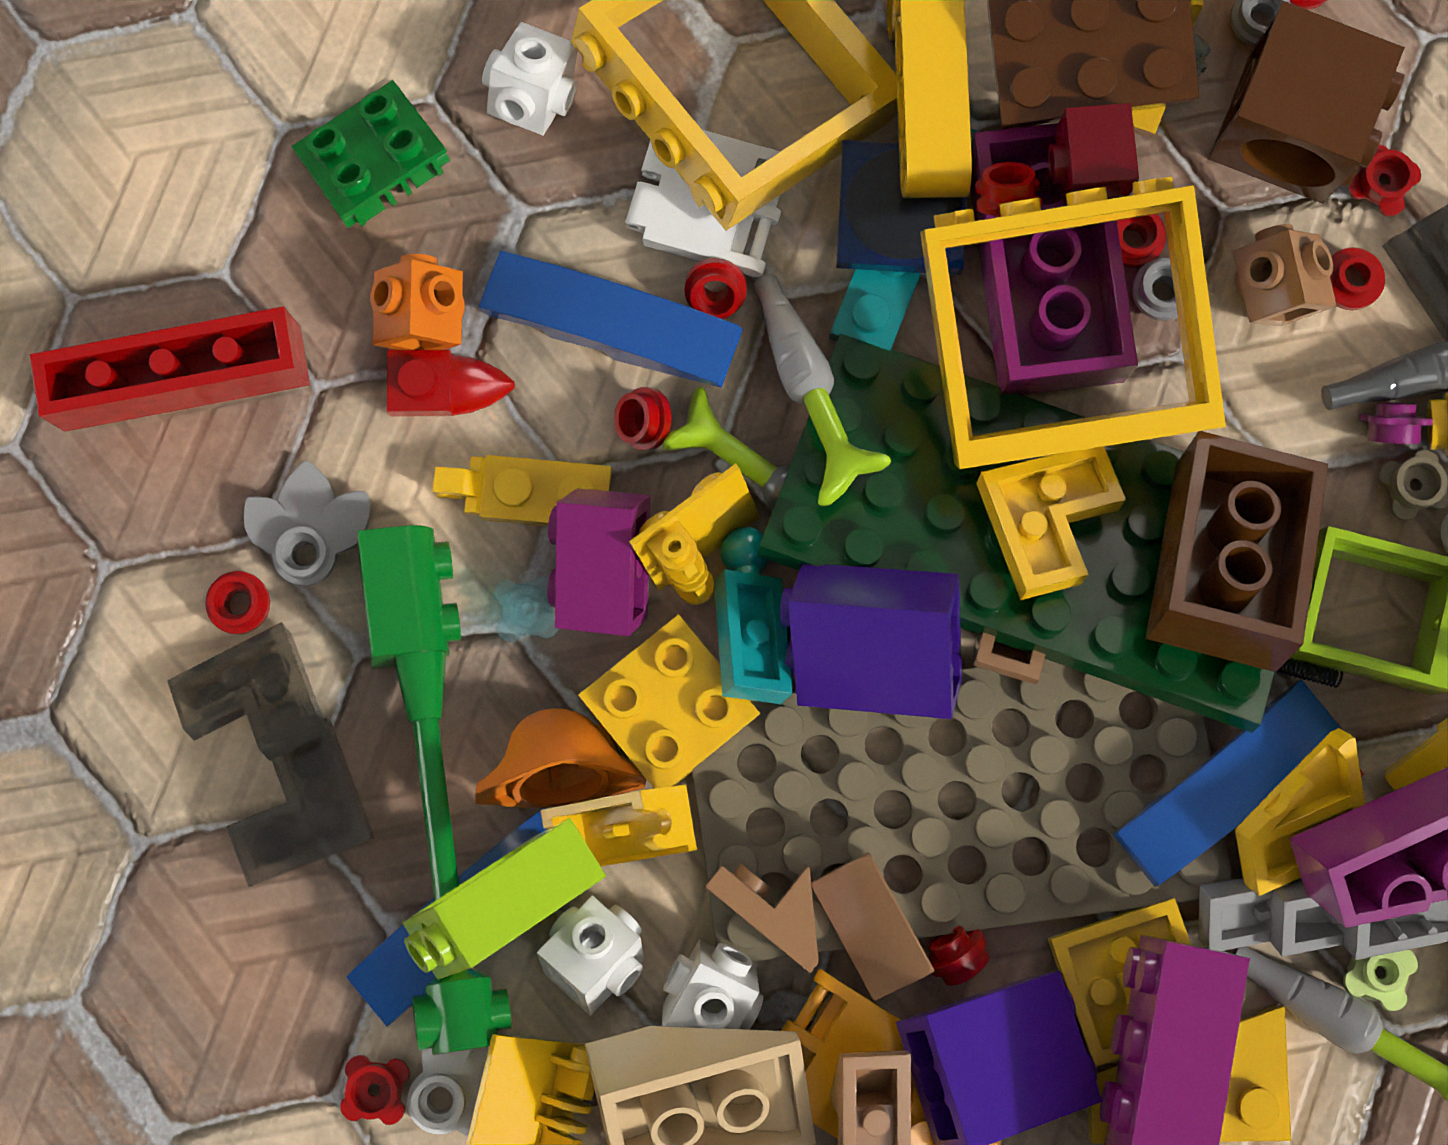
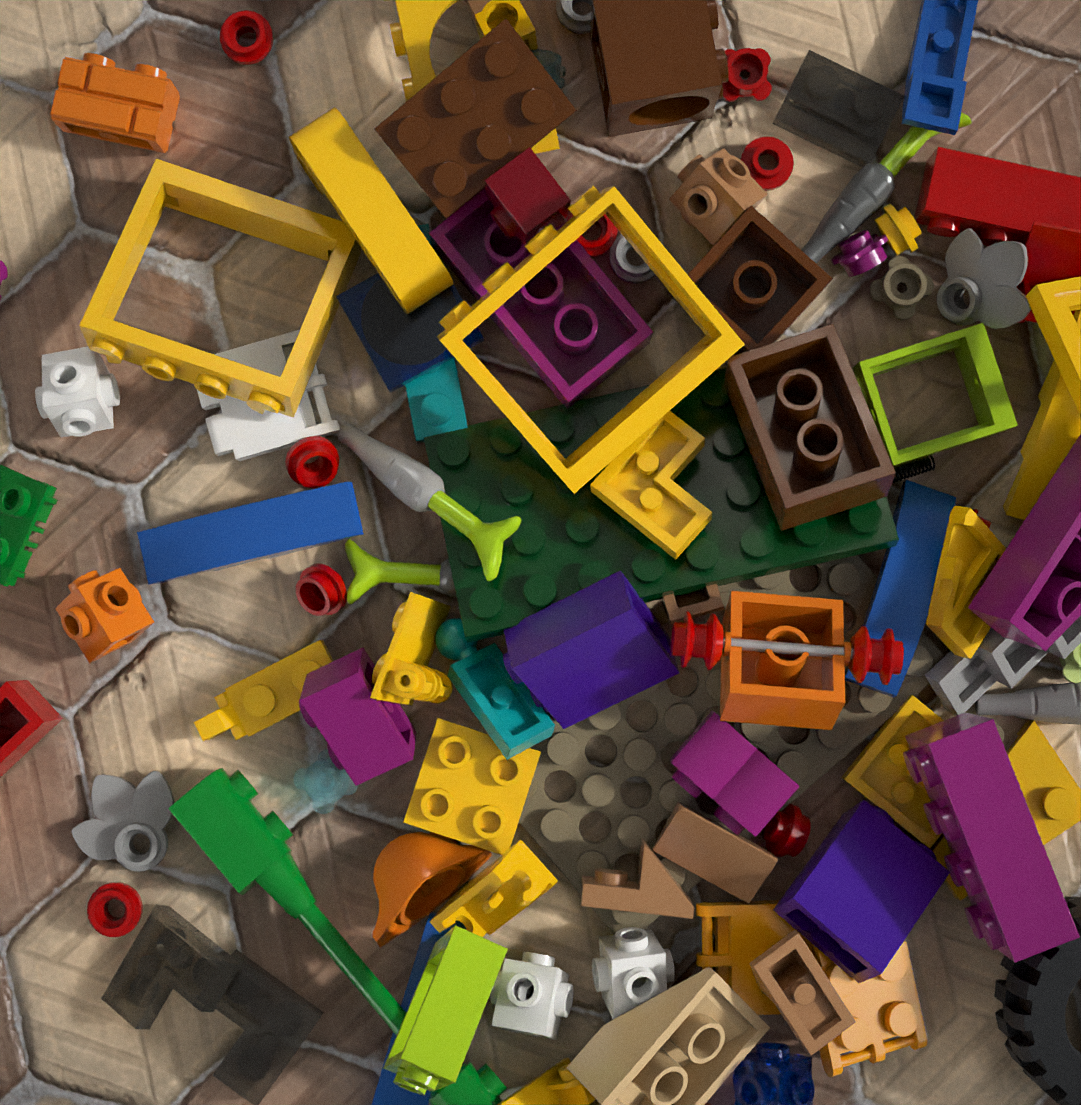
camera: 30 degrees left, 5 degrees up
(441, 383) = (158, 656): red plate -> none
(941, 857) = (732, 774): none -> magenta brick
(1005, 184) = (477, 262): red plate -> none
(1070, 767) = (784, 658): none -> orange brick
(1278, 381) = (758, 280): none -> reddish brown brick

